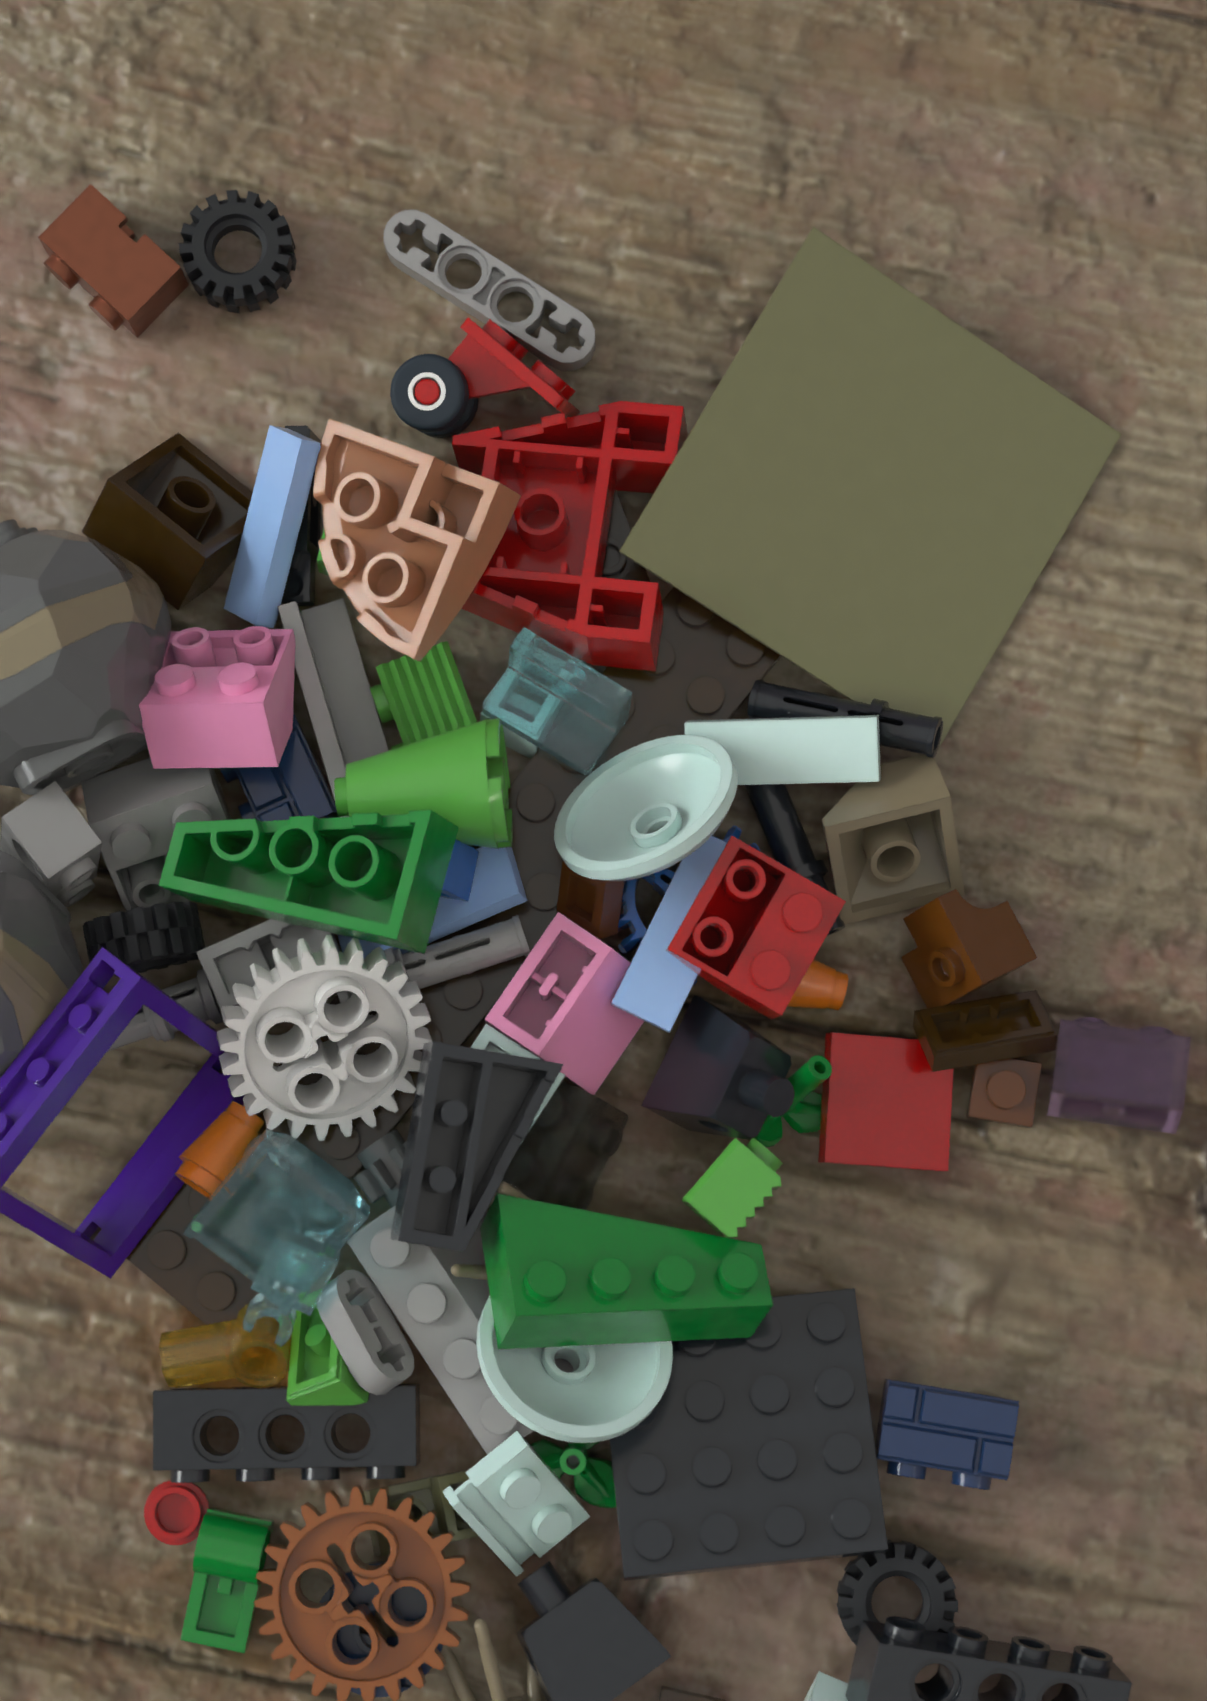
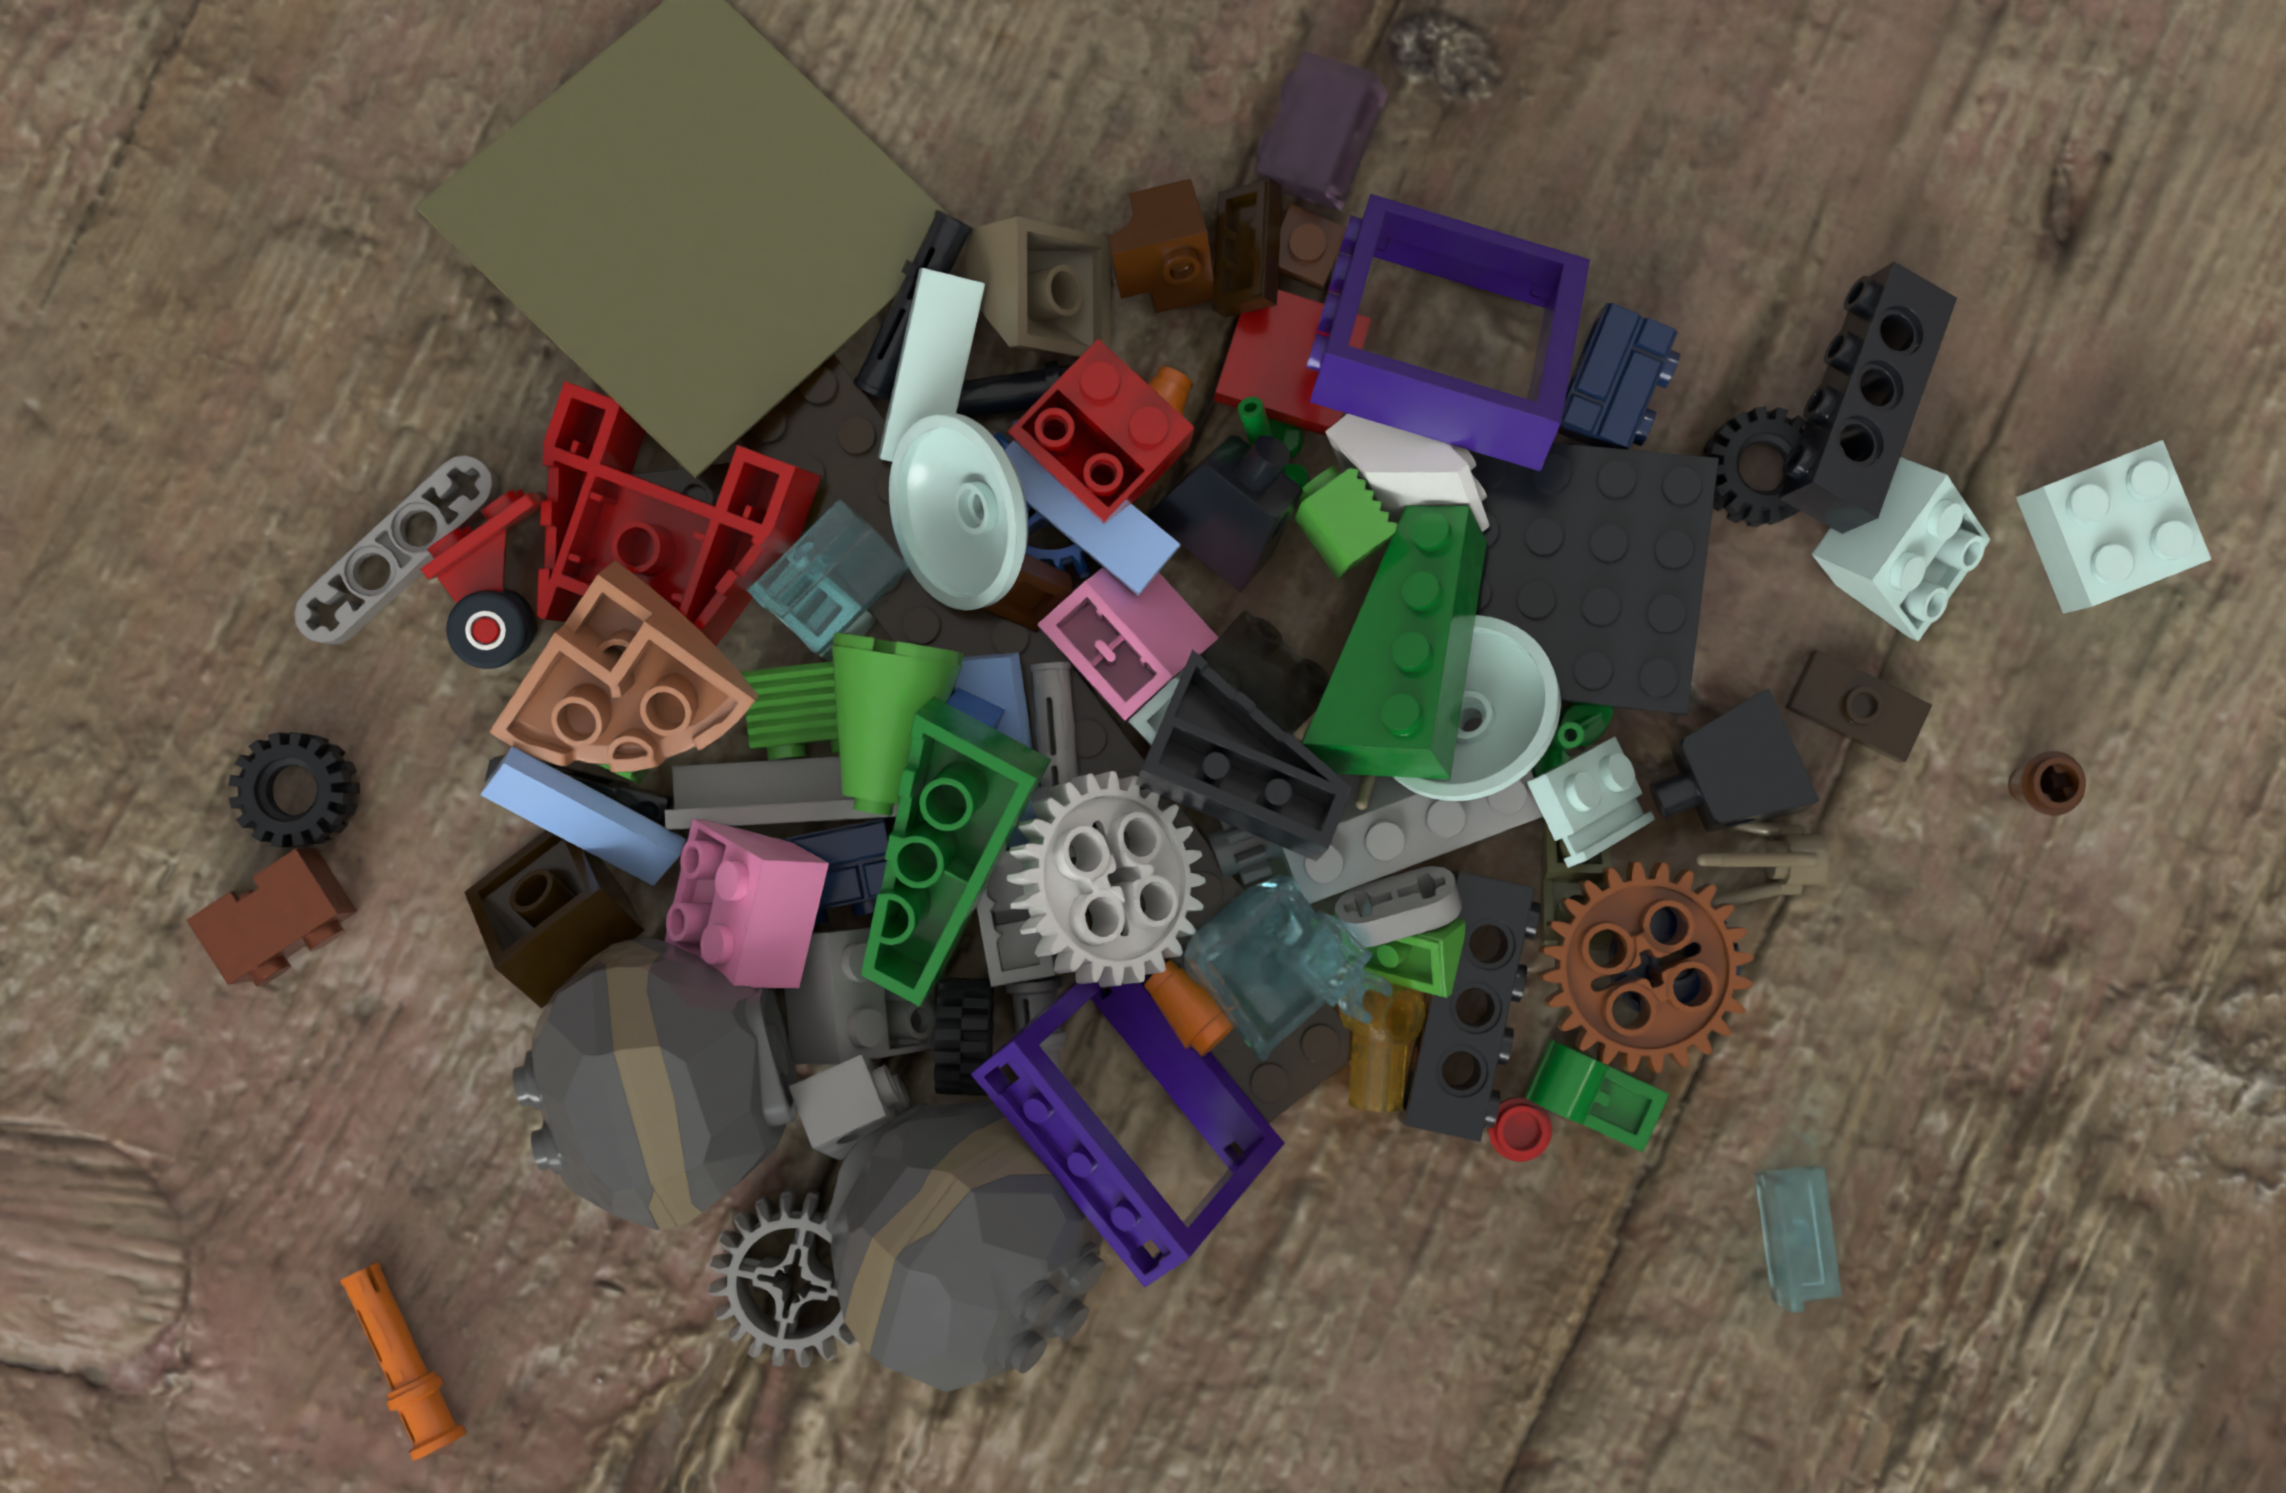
camera: 85 degrees left, 5 degrees up
(807, 1232) = (1407, 467): none -> white slope
(858, 1244) = (1428, 400): none -> dark purple window

